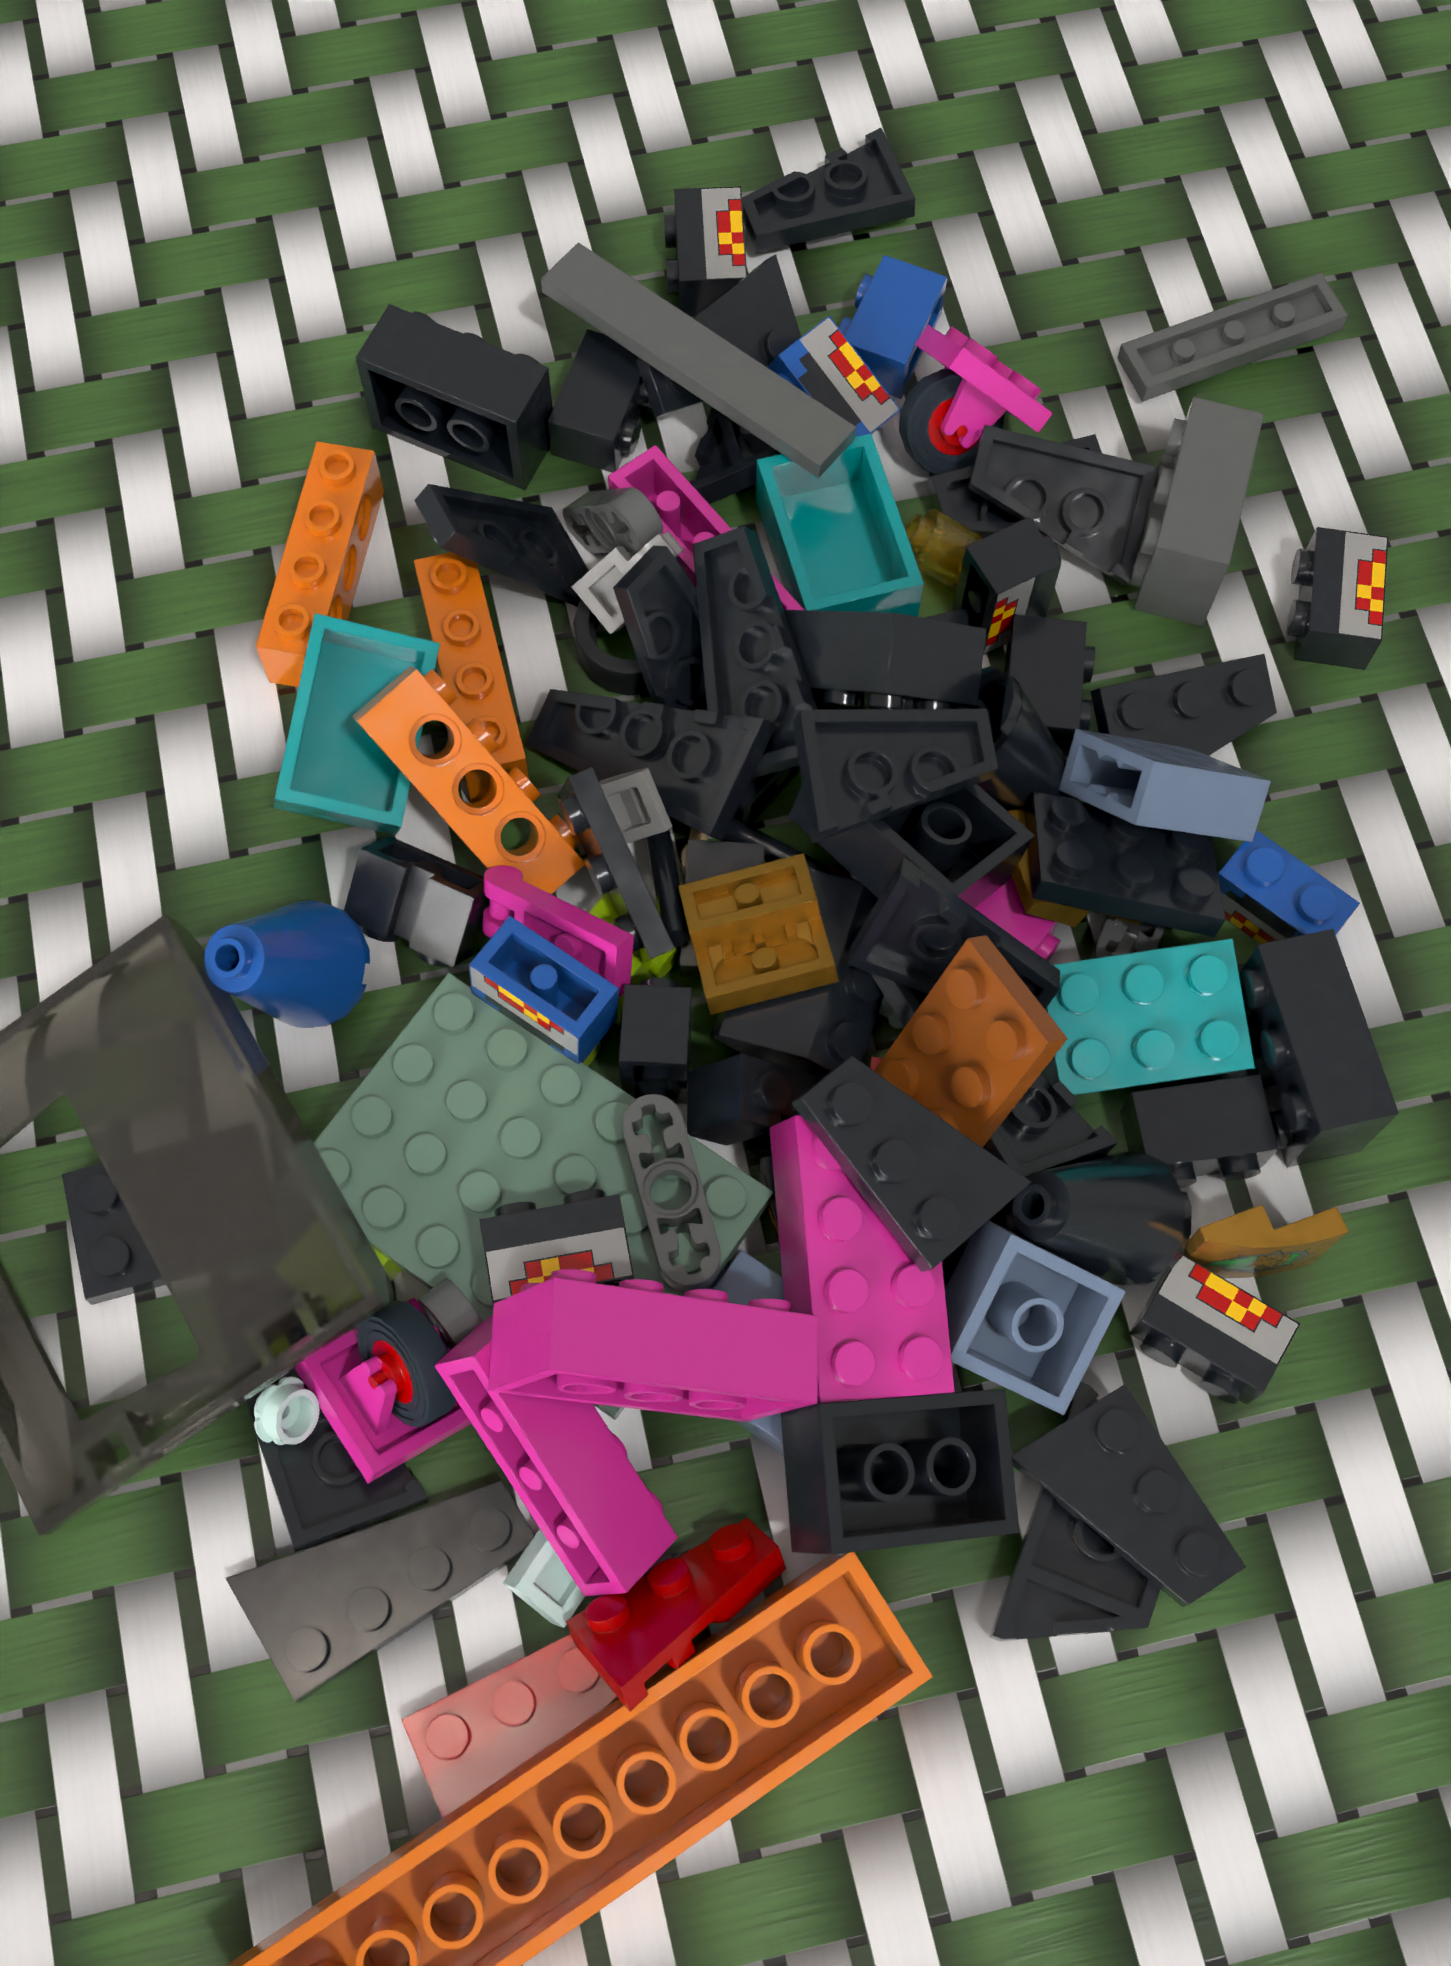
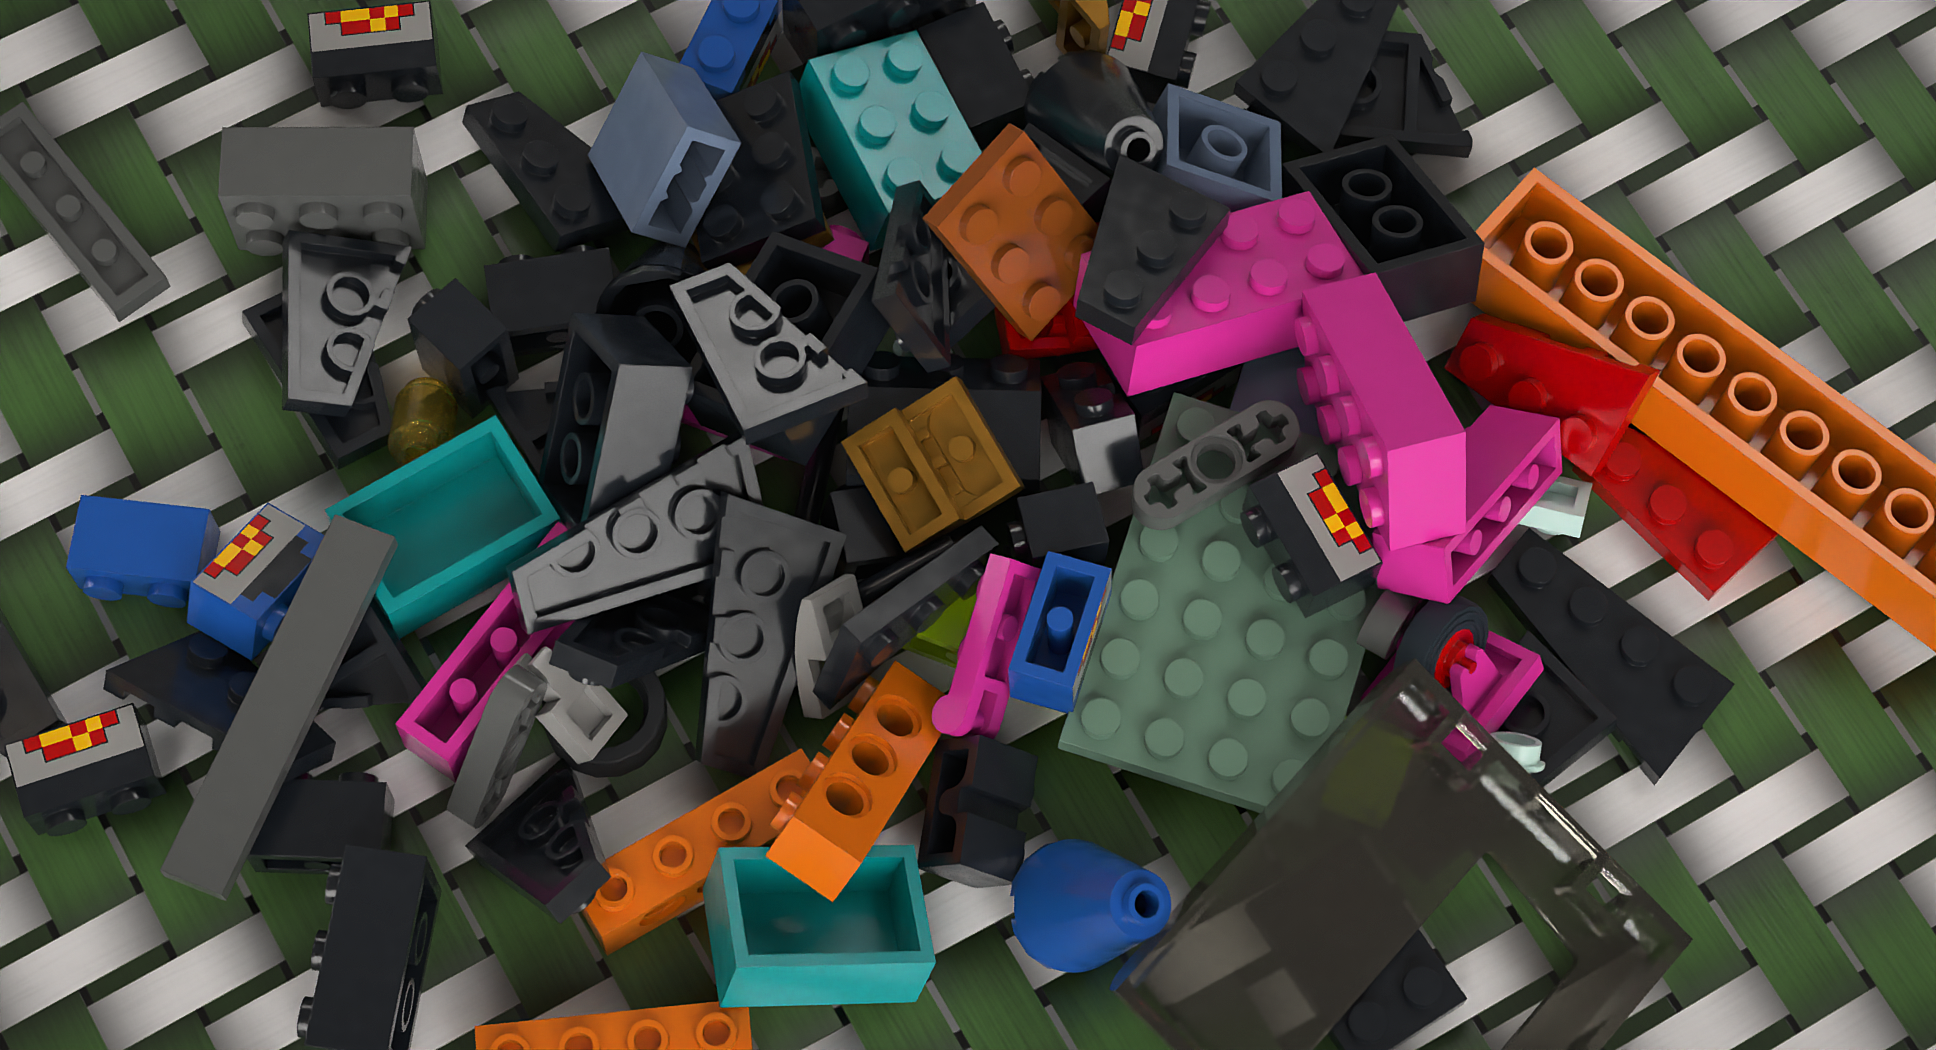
camera: 110 degrees left, 0 degrees up
(951, 406) = (242, 436): plate -> none

